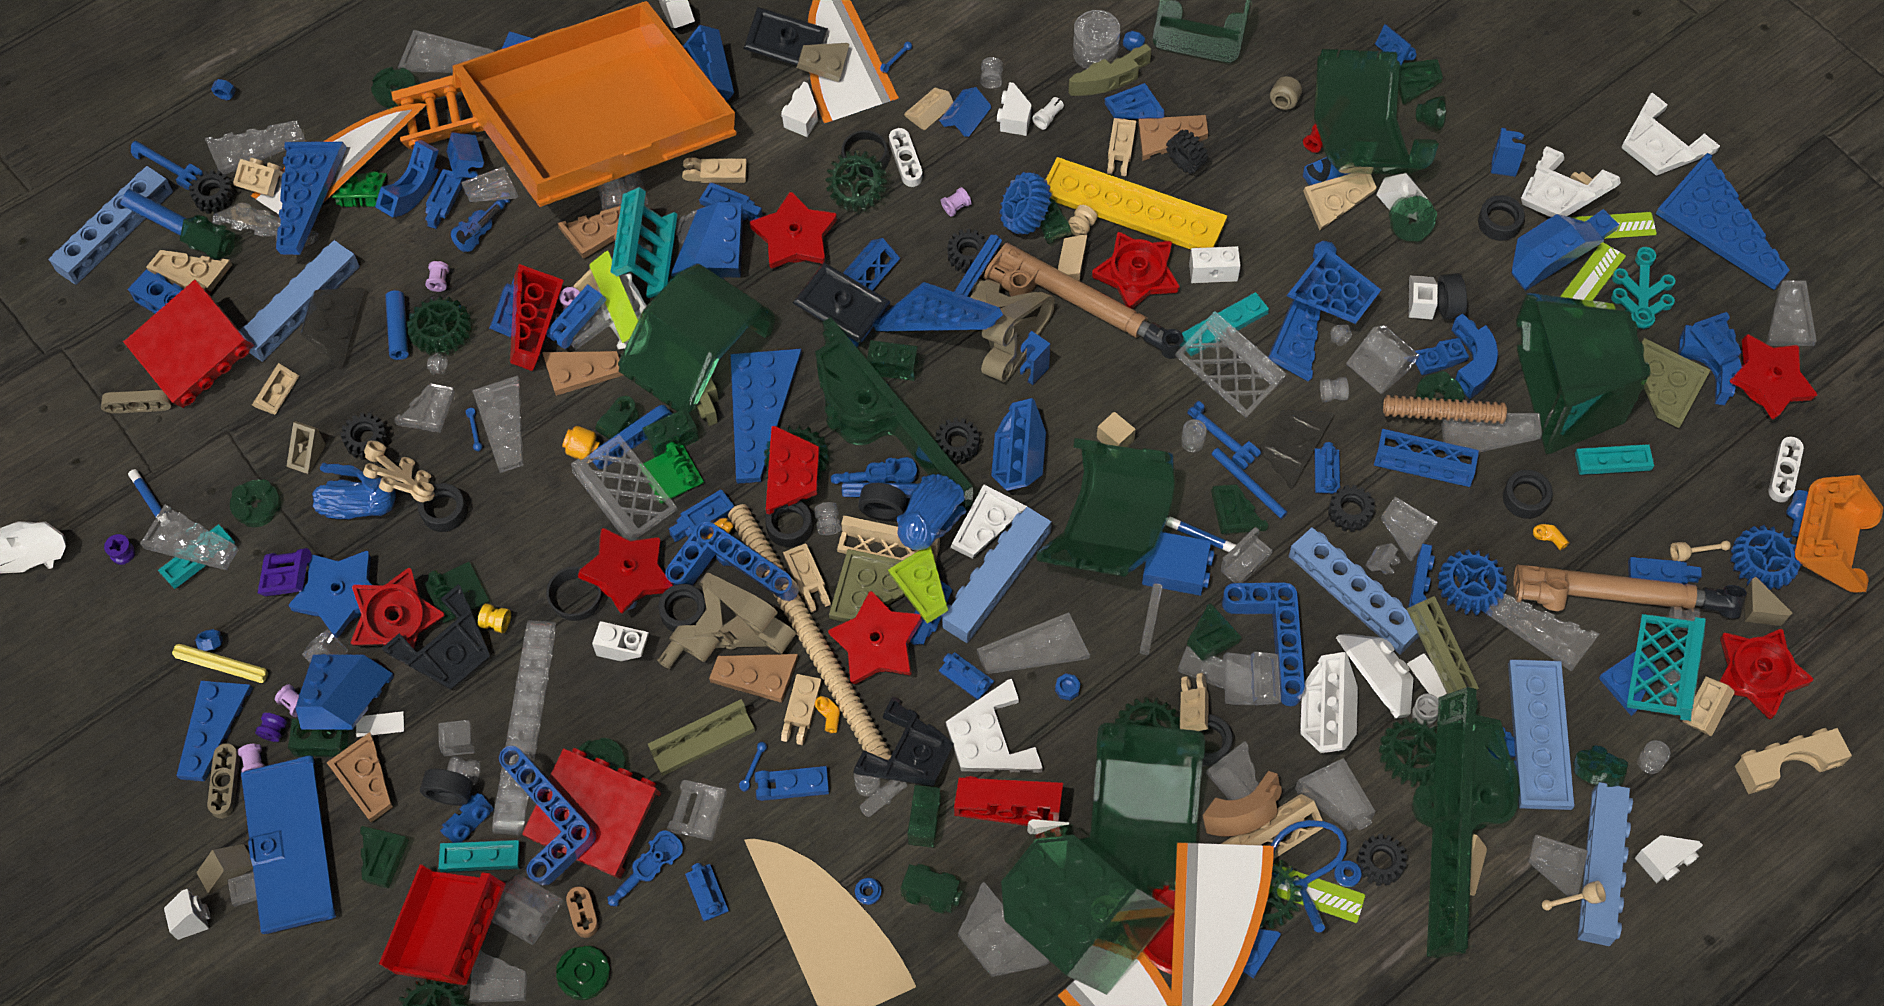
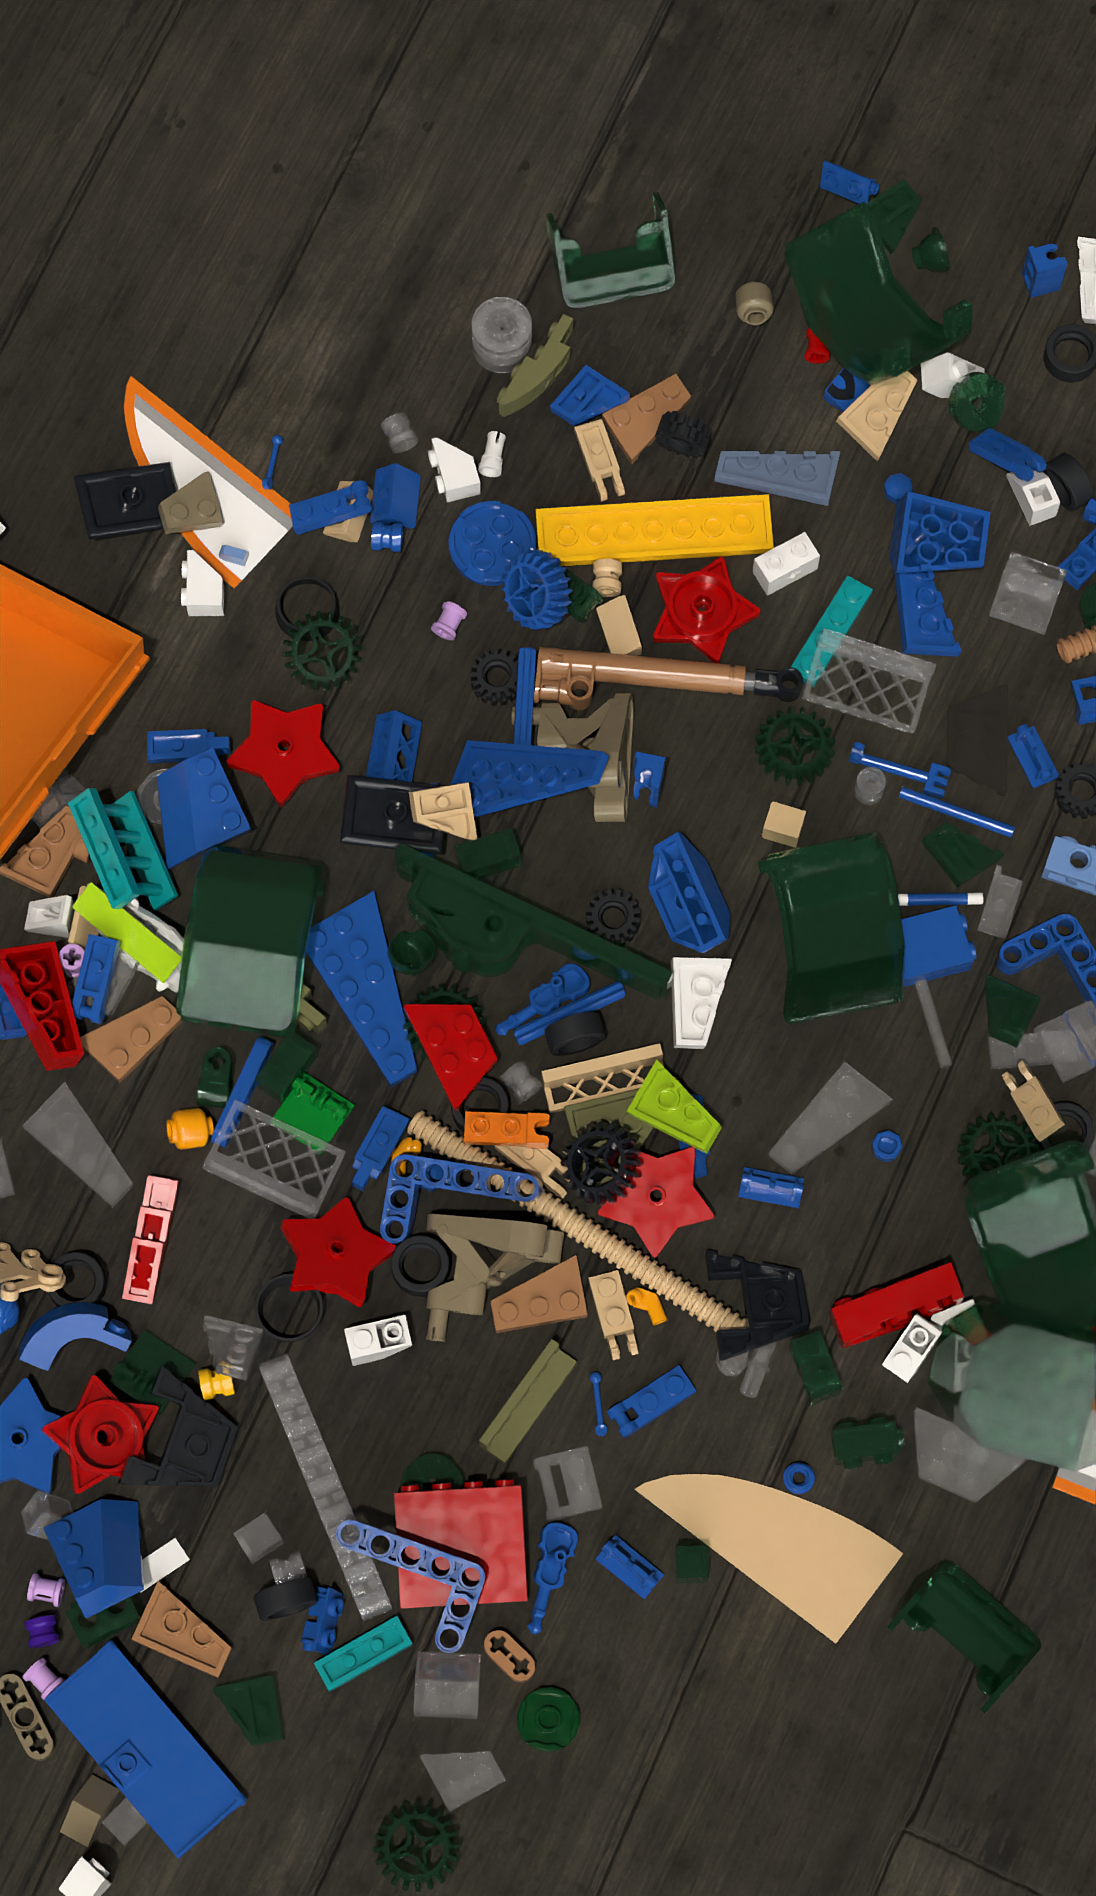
camera: 30 degrees left, 10 degrees up
(418, 527) = (70, 1323): none -> arch
(442, 925) = (377, 1749): red panel -> none
(470, 412) = (35, 1153): blue hinge -> none
(510, 504) = (150, 1239): none -> slope
(519, 599) = (232, 1346): none -> clear wing
(574, 267) = (50, 916): none -> white slope
(708, 53) = (55, 569): blue wedge -> none
(715, 170) = (144, 710): tan hinge -> none
(751, 911) = (691, 1564): none -> clear green brick
(795, 542) = (505, 1129): none -> orange plate
(801, 398) = (411, 952): none -> clear green hair
(835, 101) = (233, 555): none -> medium blue piece
(847, 595) = (618, 1144): none -> black gear
(876, 311) = (445, 809): none -> tan wing
(907, 148) = (357, 577): white beam -> none
(916, 97) = (330, 508): none -> blue plate
(930, 512) = (640, 1023): blue hair -> none
(945, 132) = (387, 536): none -> blue wheel
(979, 738) = (824, 1250): white wing -> none
(996, 574) = (743, 1053): medium blue brick -> none
(1002, 836) = (912, 1348): none -> white slope
(1012, 159) = (487, 539): none -> blue tile
(1133, 40) = (543, 314): blue tile -> none
(1143, 376) = (805, 743): none -> clear green gear
(1255, 215) = (794, 476): none -> sand blue wing
(1334, 389) = (994, 655): clear wheel -> none
(1340, 334) = (967, 584): clear plate -> none
(1416, 260) = (1007, 454): none -> blue hinge

